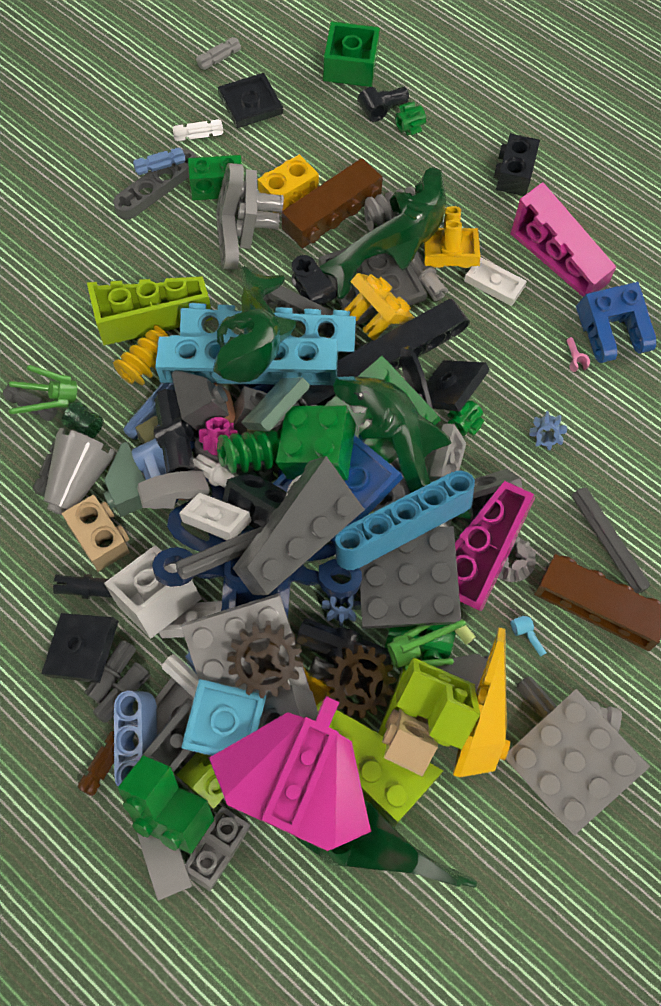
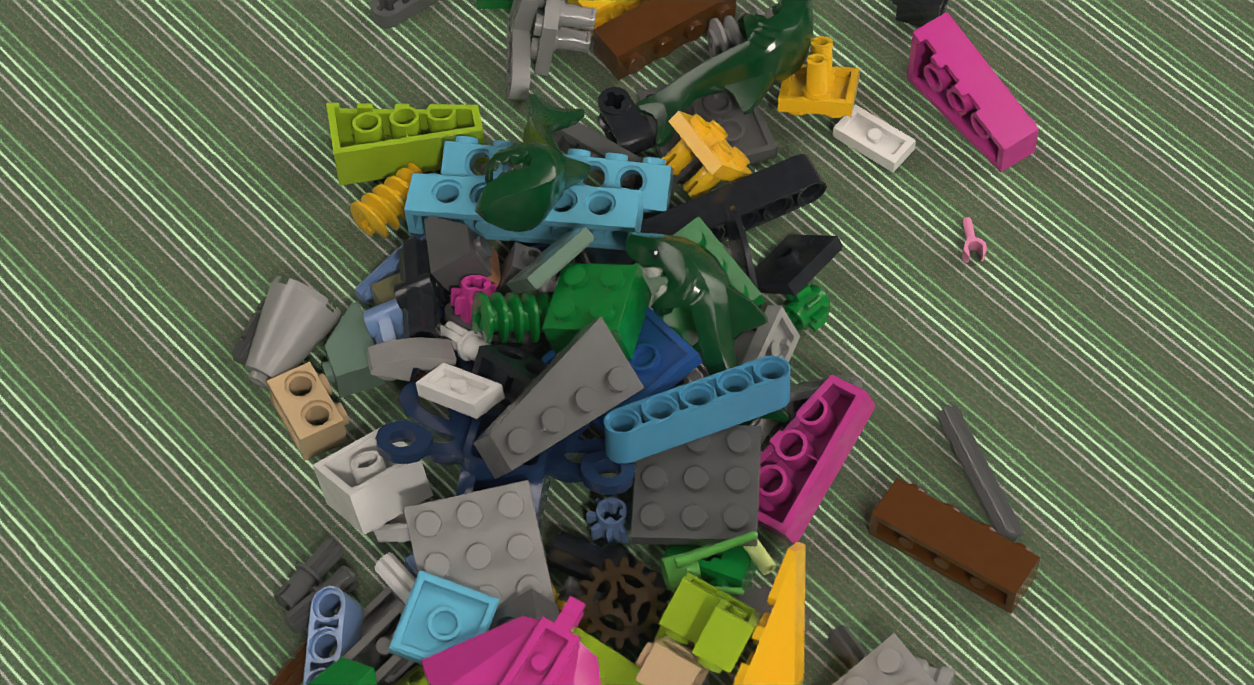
camera: 10 degrees right, 10 degrees down
(26, 398) = (237, 248): dark grey axle -> none
(62, 390) = (280, 236): bright green plant -> none
(80, 647) = (274, 542): black plate -> none
(81, 420) = (299, 267): clear green wheel -> none
(85, 586) = (281, 472): black pin -> none
(215, 555) = (450, 431): dark grey axle -> none
(253, 651) = (491, 567): dark brown gear -> none
(428, 278) = (782, 127): light grey axle -> none
(521, 568) = (854, 497): light grey gear -> none
(525, 625) = (847, 566): medium azure hand -> none
(546, 423) = (926, 327): medium blue gear -> none
(616, 304) = (1027, 180): blue brick -> none

